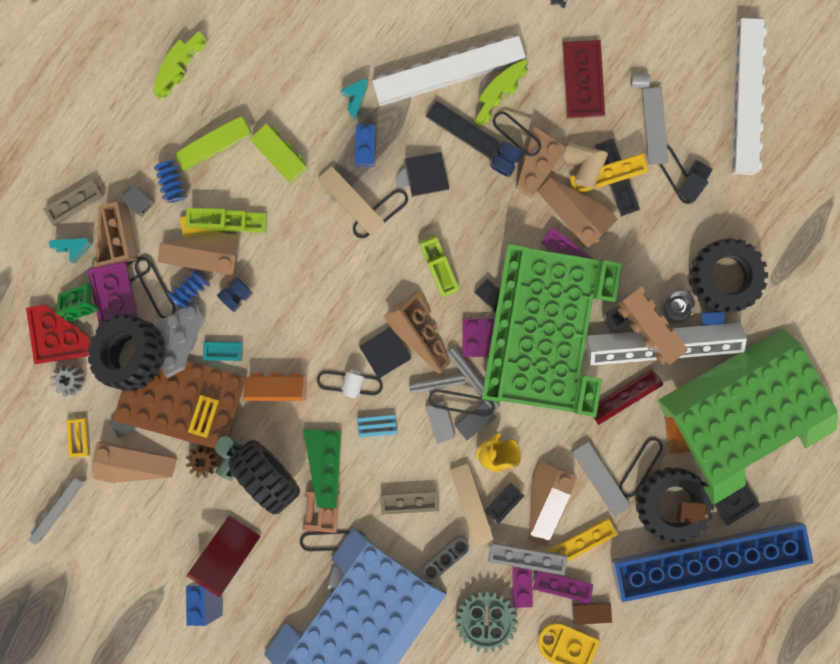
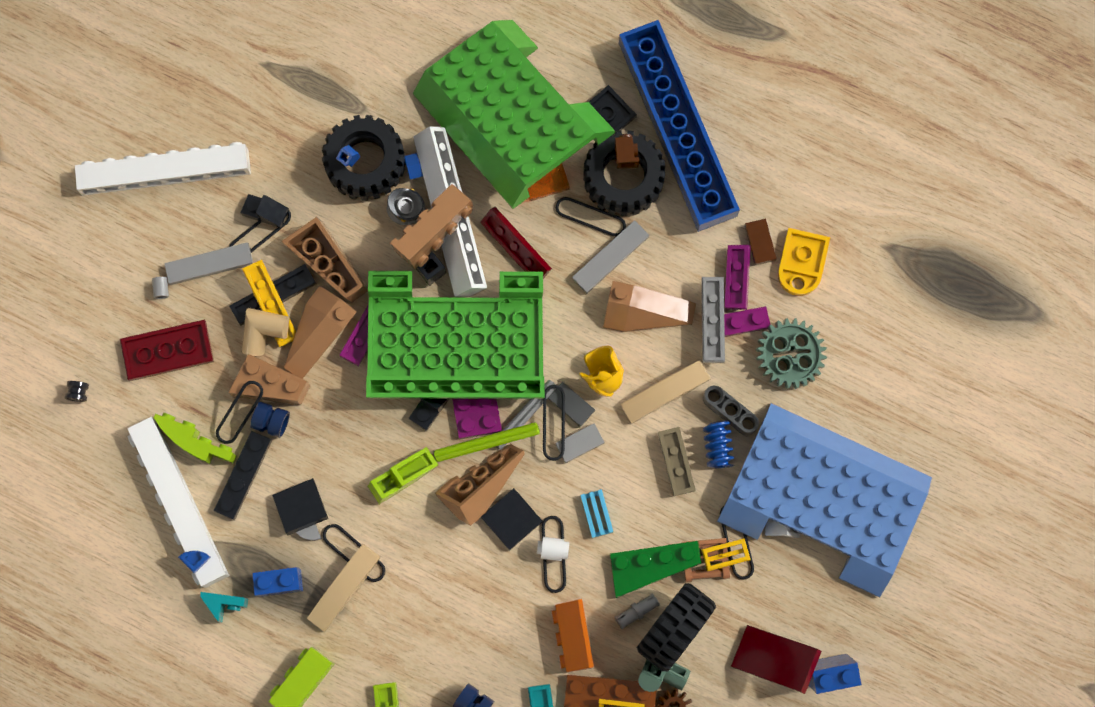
camera: 100 degrees left, 10 degrees down
(288, 445) = (637, 611): none -> light grey pin
(321, 531) = (707, 560): none -> yellow tile
(395, 77) = (194, 559): none -> blue tile
(417, 542) = (718, 445): none -> blue piece
(437, 383) = (539, 460): light grey axle -> none
(454, 343) = (486, 442): none -> lime axle
(504, 503) = (656, 356): black plate -> none
(585, 540) = (680, 261): yellow tile -> none
(644, 227) = (323, 254): none -> medium nougat wedge
(729, 266) = (348, 151): none -> blue piece

